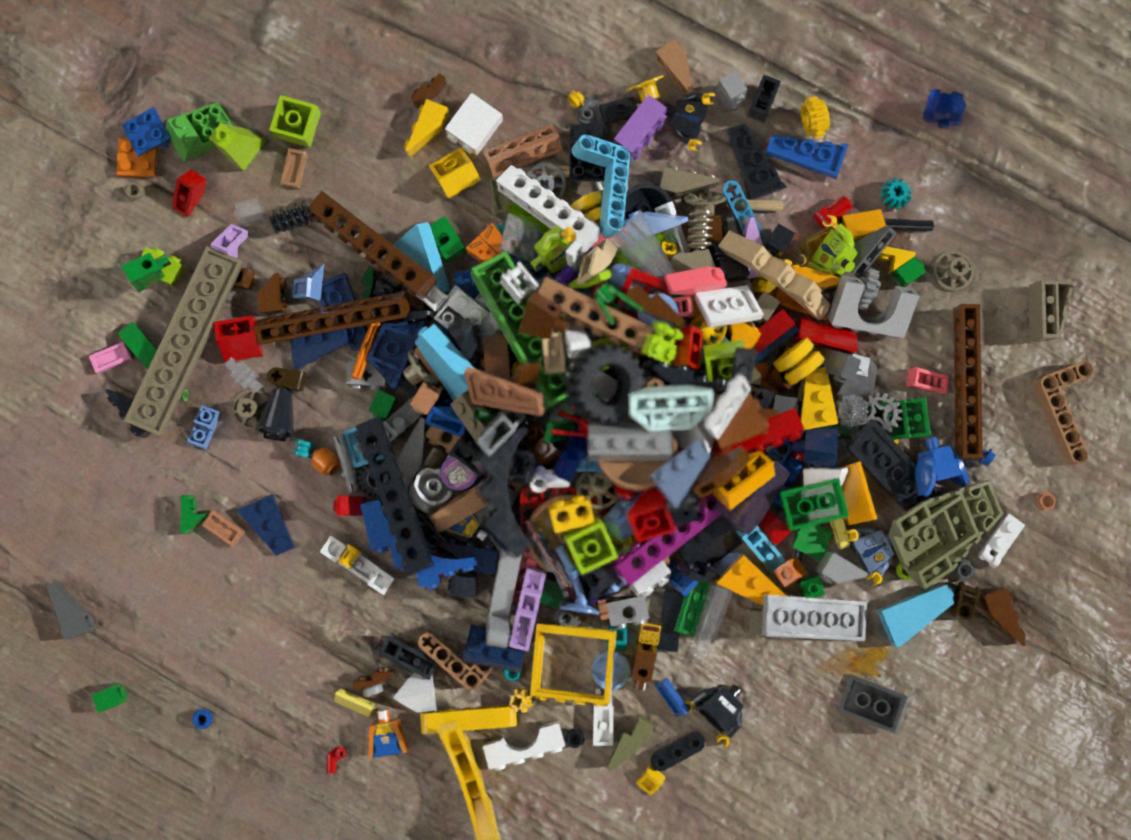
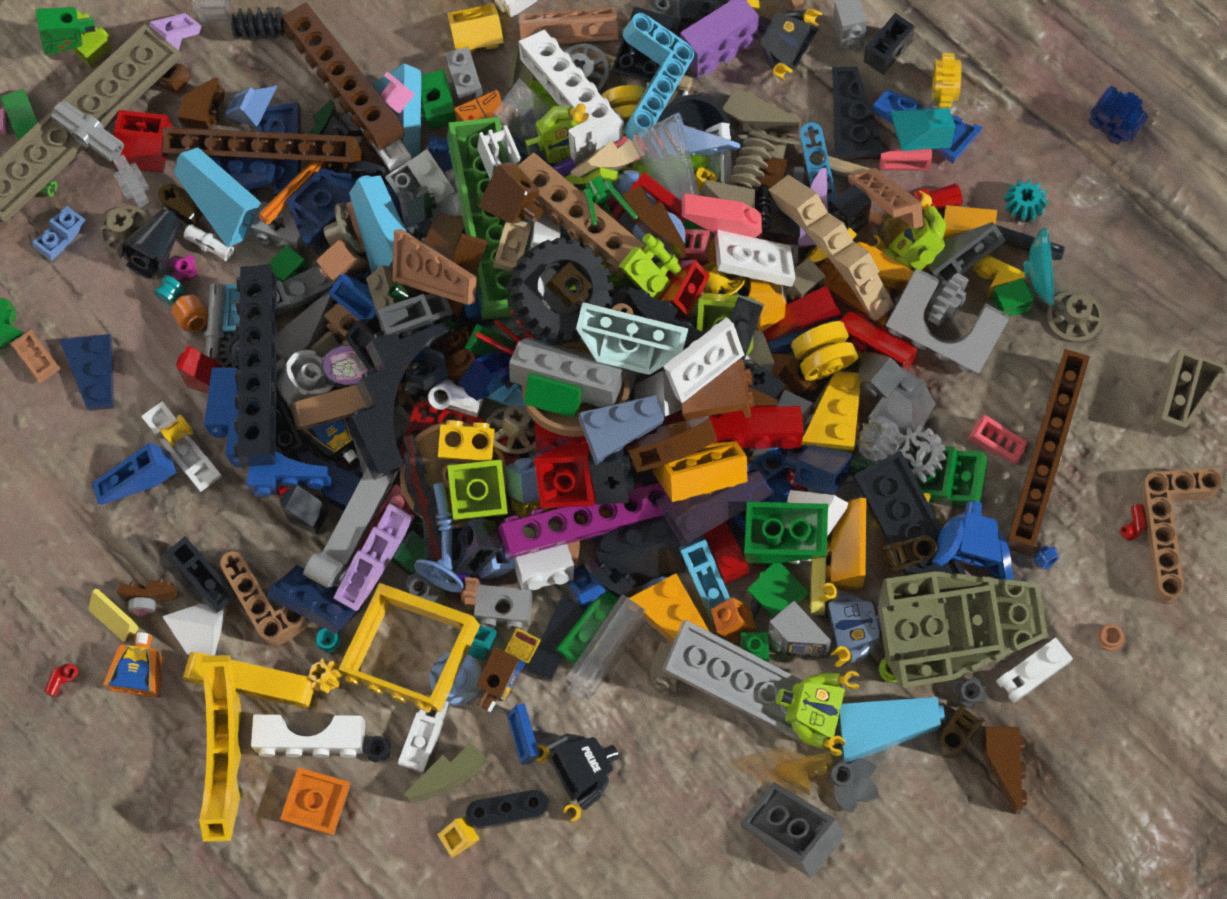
camera: 25 degrees right, 15 degrees down
(197, 348) = (87, 130): none -> light grey piece
(312, 367) = (217, 195): none -> medium azure slope
(313, 428) = (186, 274): none -> dark pink plate
(317, 401) = (208, 242): none -> white pin
(331, 596) = (135, 474): none -> blue slope
(419, 251) = (396, 94): none -> bright pink panel
(461, 216) = (463, 75): none -> light grey brick
(545, 789) = (315, 801): none -> orange plate
(608, 383) = (557, 285): none -> dark brown brick
(625, 466) = (552, 395): none -> green slope
(805, 225) = (889, 196): none -> nougat fence
(809, 182) = (906, 160): none -> coral slope
(810, 159) = (924, 128): none -> teal slope
(867, 619) = (816, 708): none -> lime torso
(898, 493) = (904, 553): none -> dark brown piece
(905, 660) = (856, 786): none -> dark grey plate
(928, 246) = (1040, 267): none -> teal dish
(1040, 415) = (1138, 524): none -> red arm

